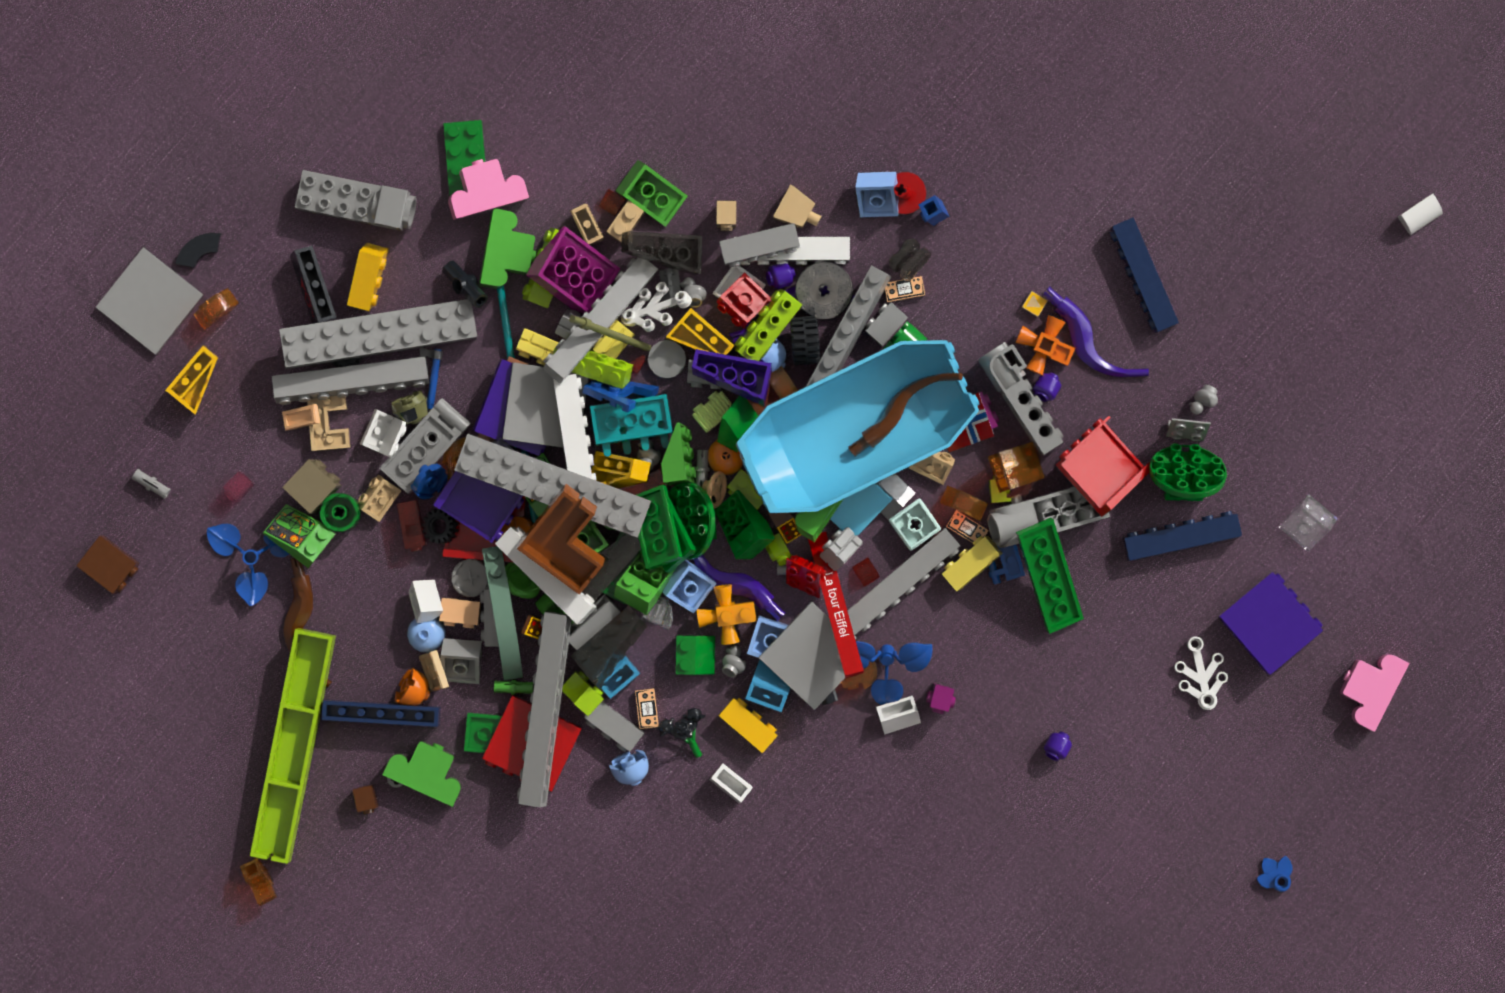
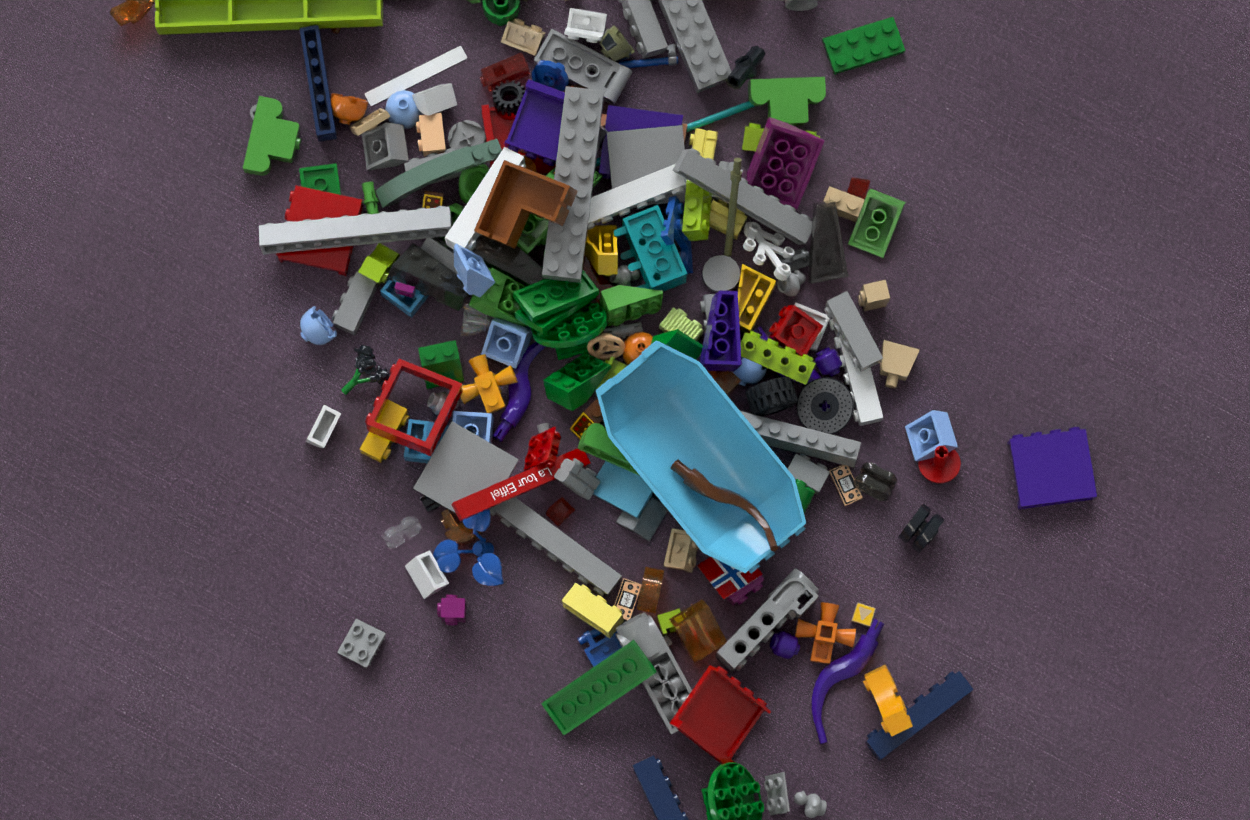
camera: 70 degrees right, 10 degrees down
(365, 799) = (232, 88): reddish brown brick -> none
(393, 613) = (415, 76): none -> white sticker
(485, 189) = (840, 66): bright pink brick -> none
(587, 224) = (830, 168): tan brick -> none
(617, 604) = (472, 271): none -> light blue slope
(617, 674) = (404, 289): none -> magenta tile
(638, 363) = (710, 247): clear red slope -> none
(646, 708) = (378, 331): tile -> none
(755, 667) = (426, 447): none -> red window
(778, 550) = (562, 419): lime brick -> none
(852, 738) = (407, 527): none -> clear hinge
(927, 527) = (617, 534): light aqua brick -> none
(933, 210) = (929, 492): blue brick -> none
(936, 84) = (1052, 468): none -> dark purple panel
(950, 792) = (361, 643): none -> light grey hinge
(967, 227) = (921, 528): none -> black wheel
(1057, 746) = (431, 738): dark purple head -> none
(1130, 300) = (891, 706): none -> light orange brick

